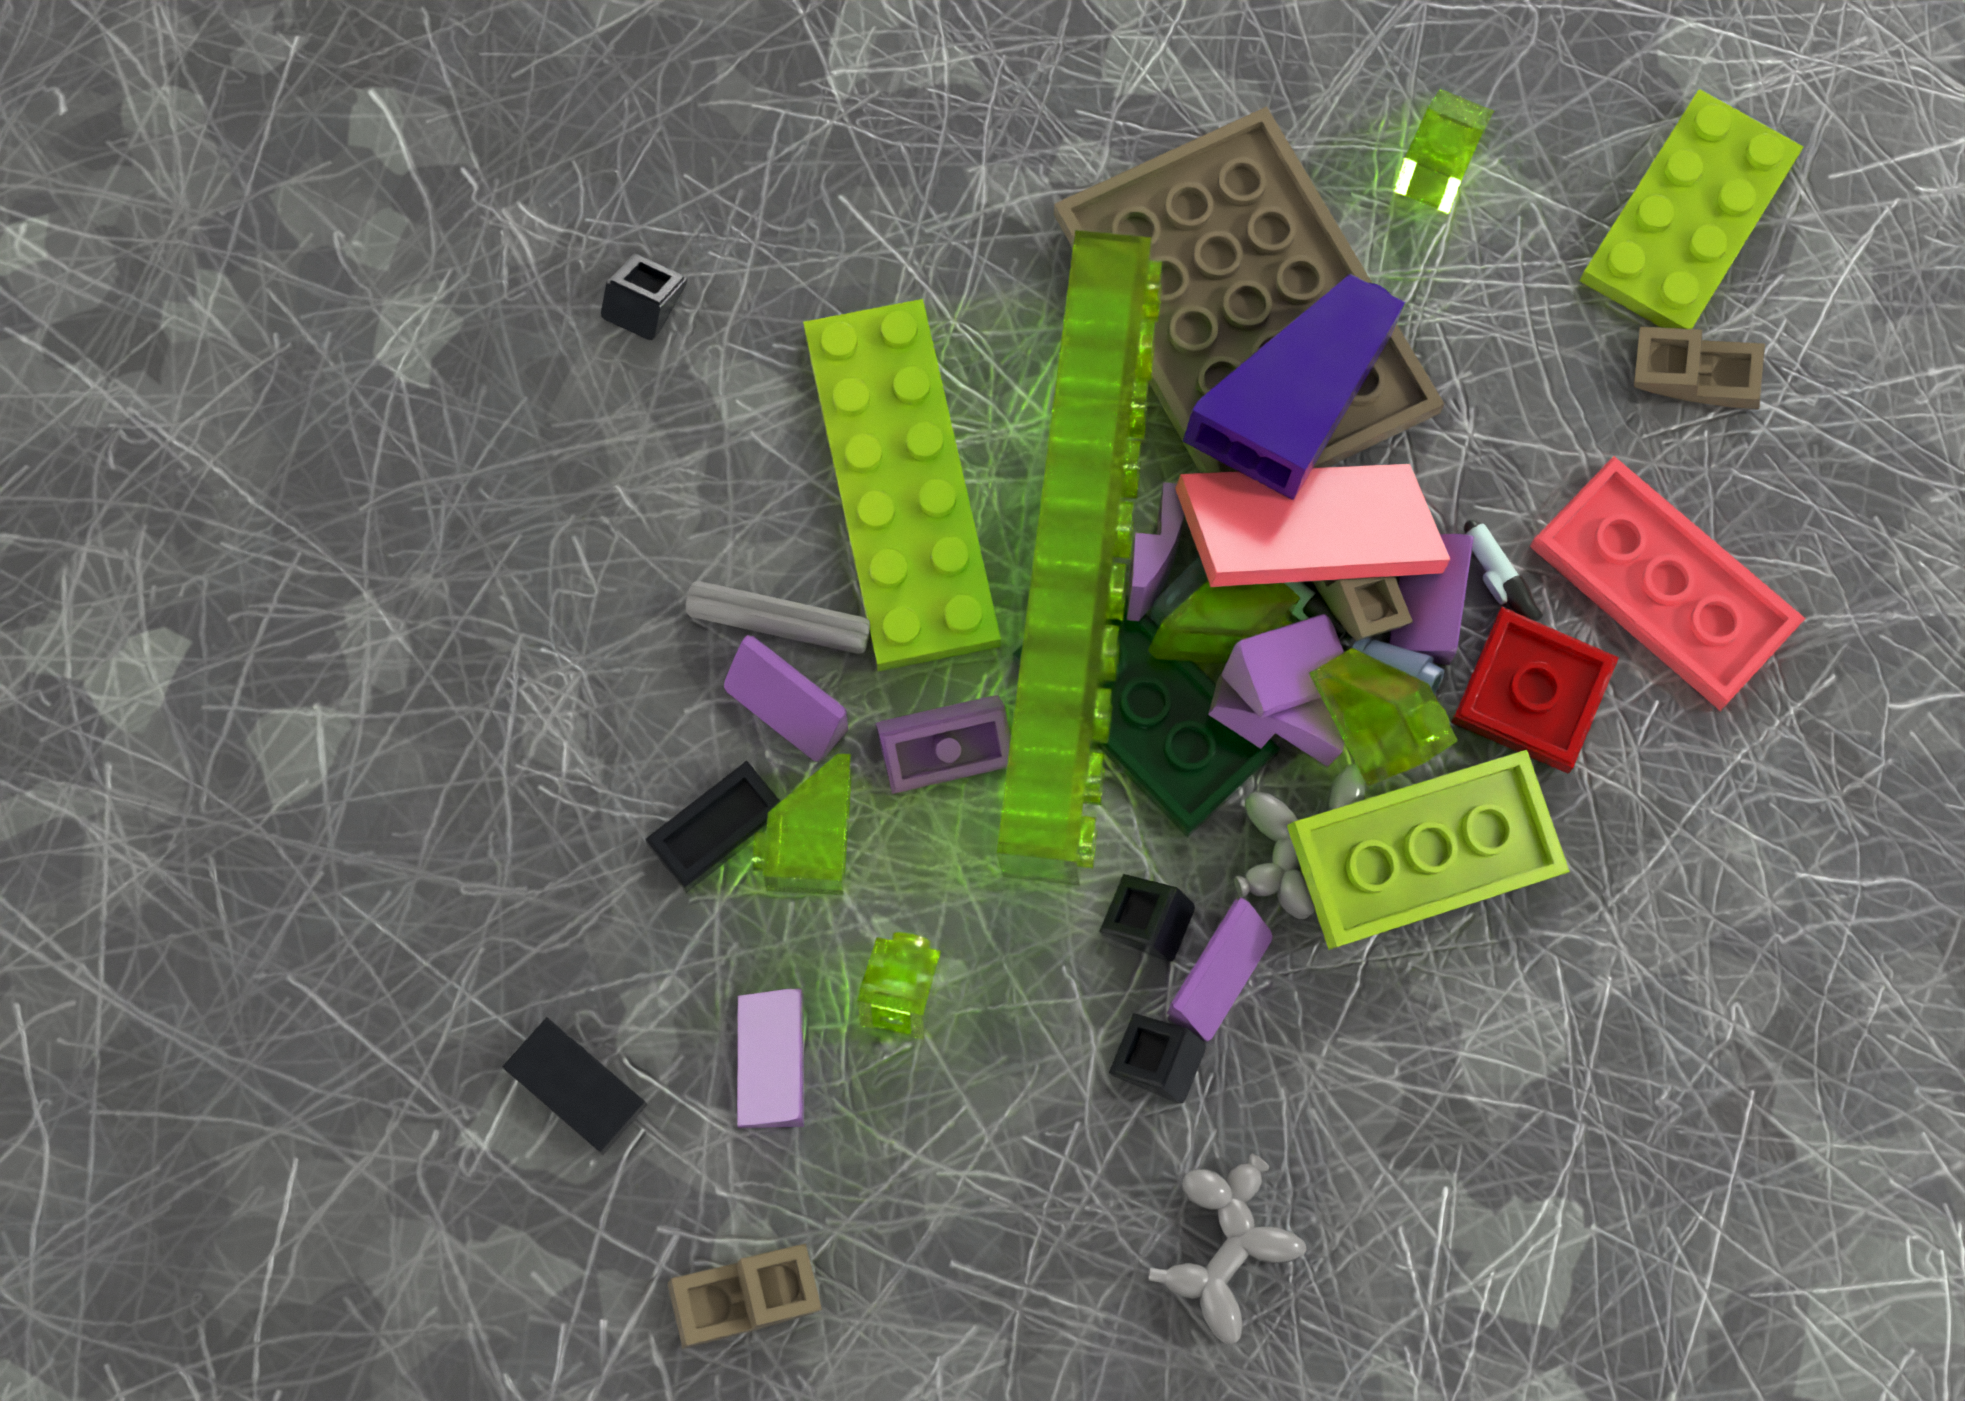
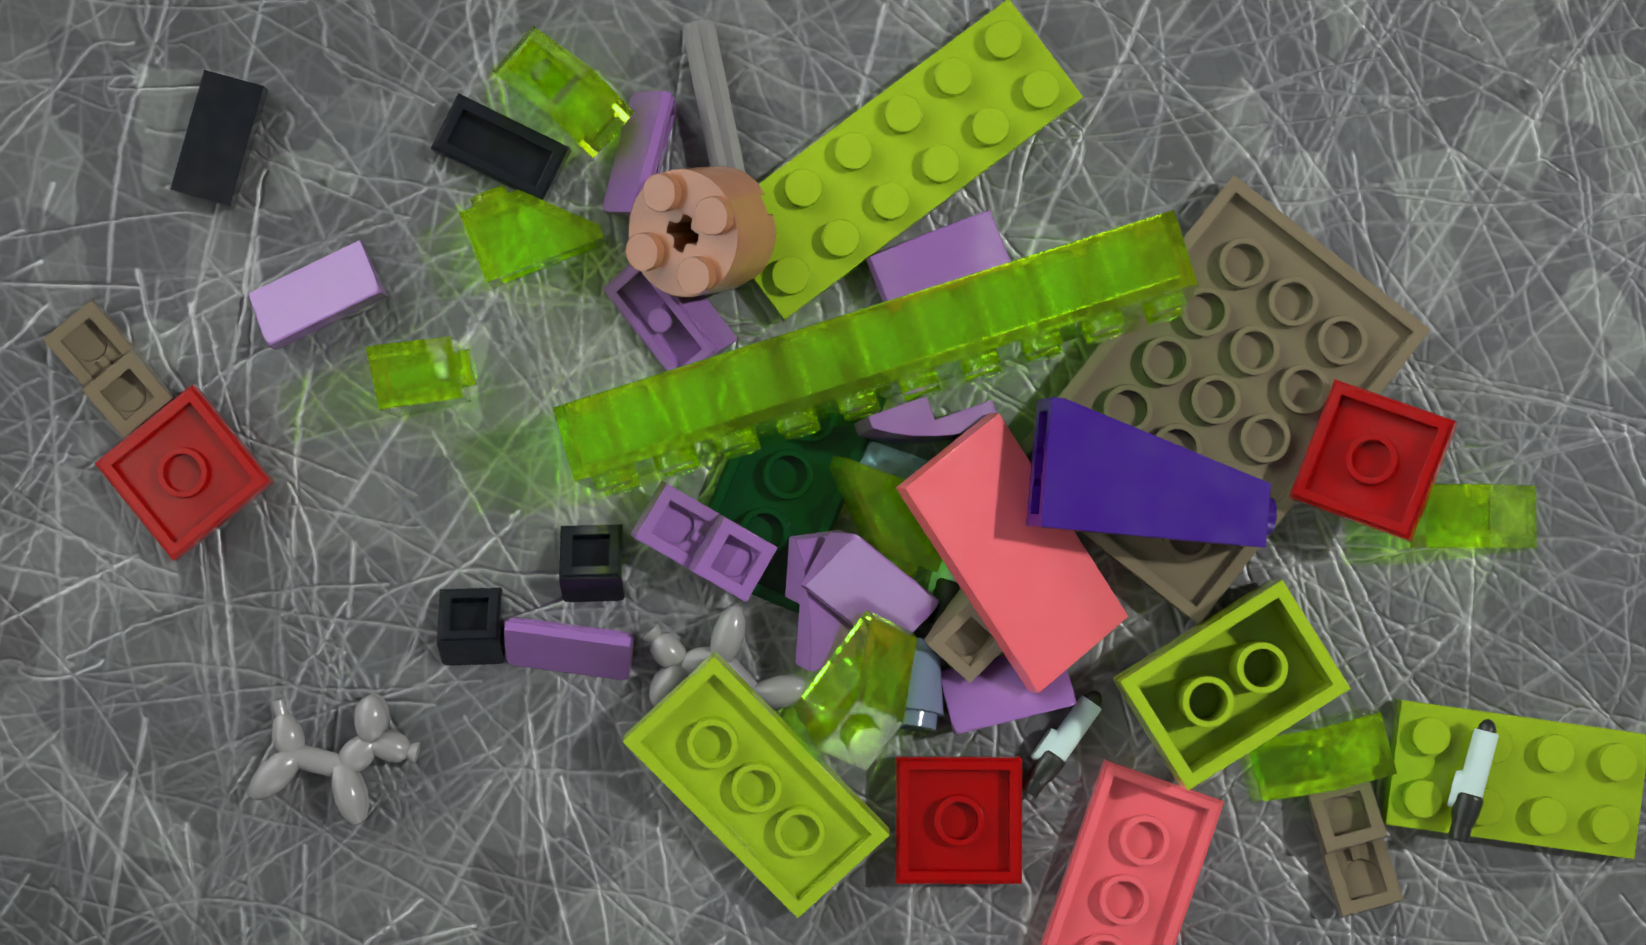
camera: 65 degrees right, 15 degrees up
(692, 738) = (564, 91): none -> clear neon green slope
(884, 1265) = (184, 472): none -> red plate
(887, 701) = (700, 230): none -> nougat brick
(1012, 482) = (938, 257): none -> medium lavender slope
(1175, 798) = (703, 541): none -> medium lavender slope
(1364, 192) = (1373, 460): none -> red plate
(1511, 397) = (1231, 683): none -> lime brick
(1607, 353) = (1323, 756): none -> clear neon green slope
(1684, 241) = (1470, 783): none -> piece

